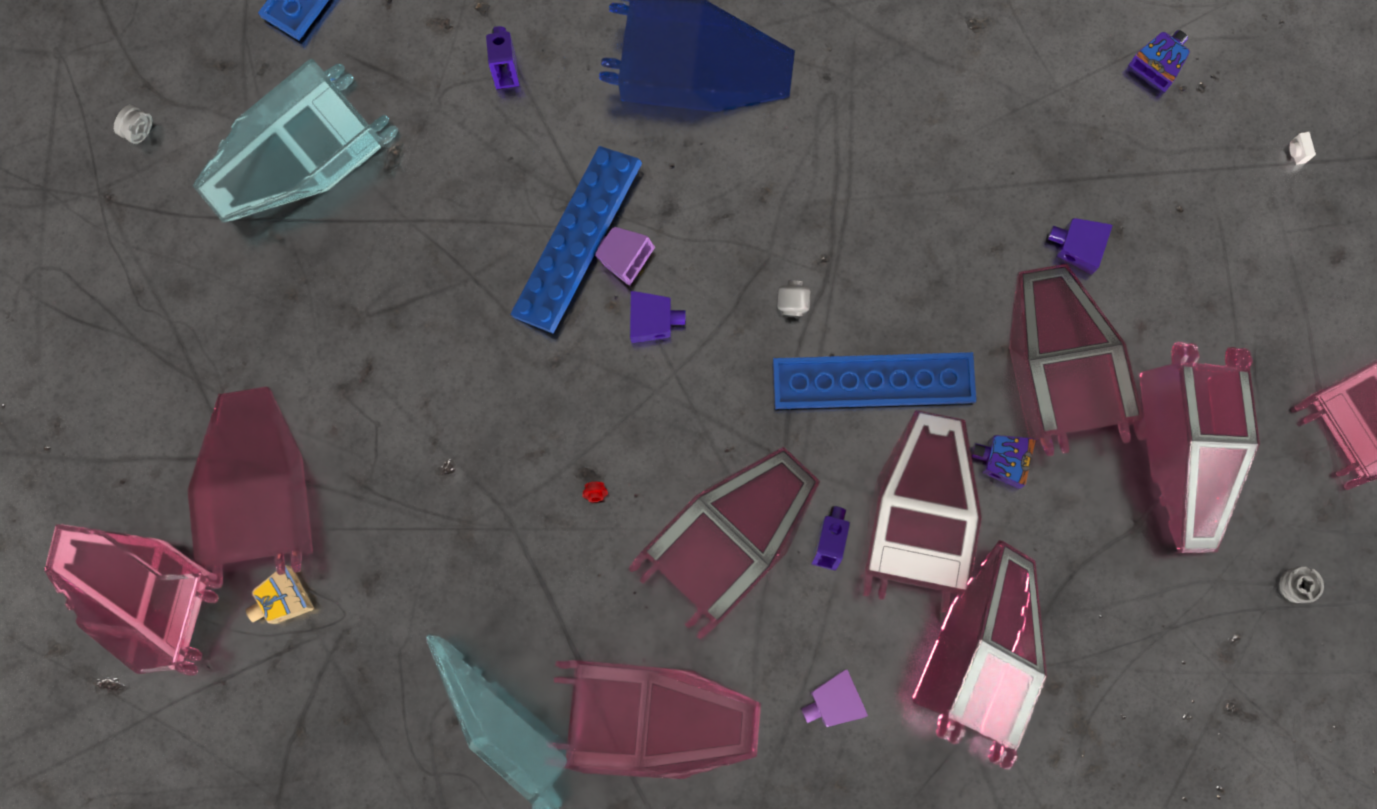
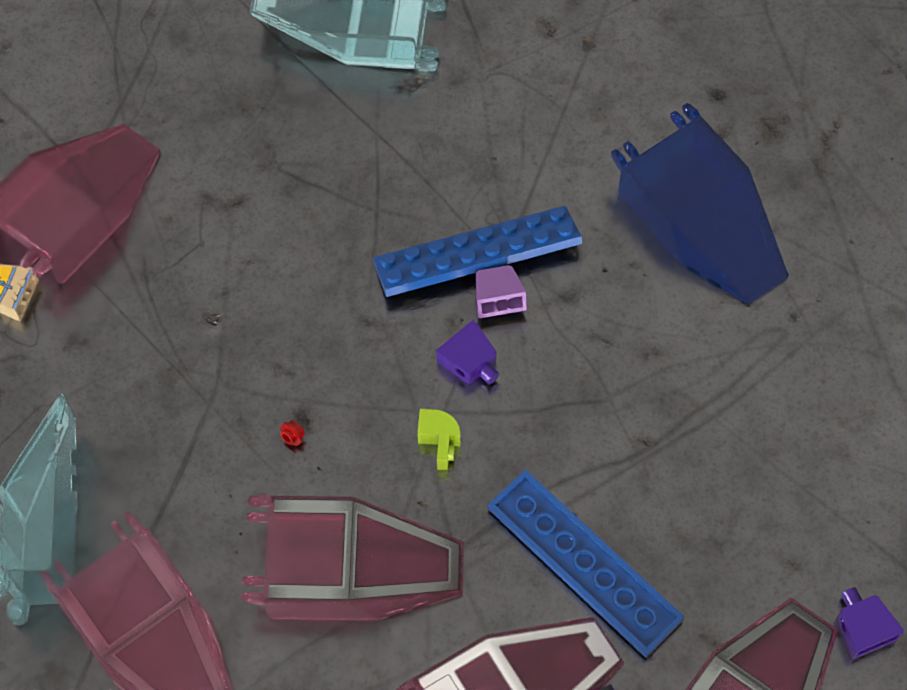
camera: 45 degrees right, 15 degrees down
(501, 51) = (560, 84): dark purple torso -> none
(690, 387) = (439, 429): none -> lime brick
(793, 298) = (588, 443): light grey head -> none
(830, 546) = (419, 639): dark purple torso -> none

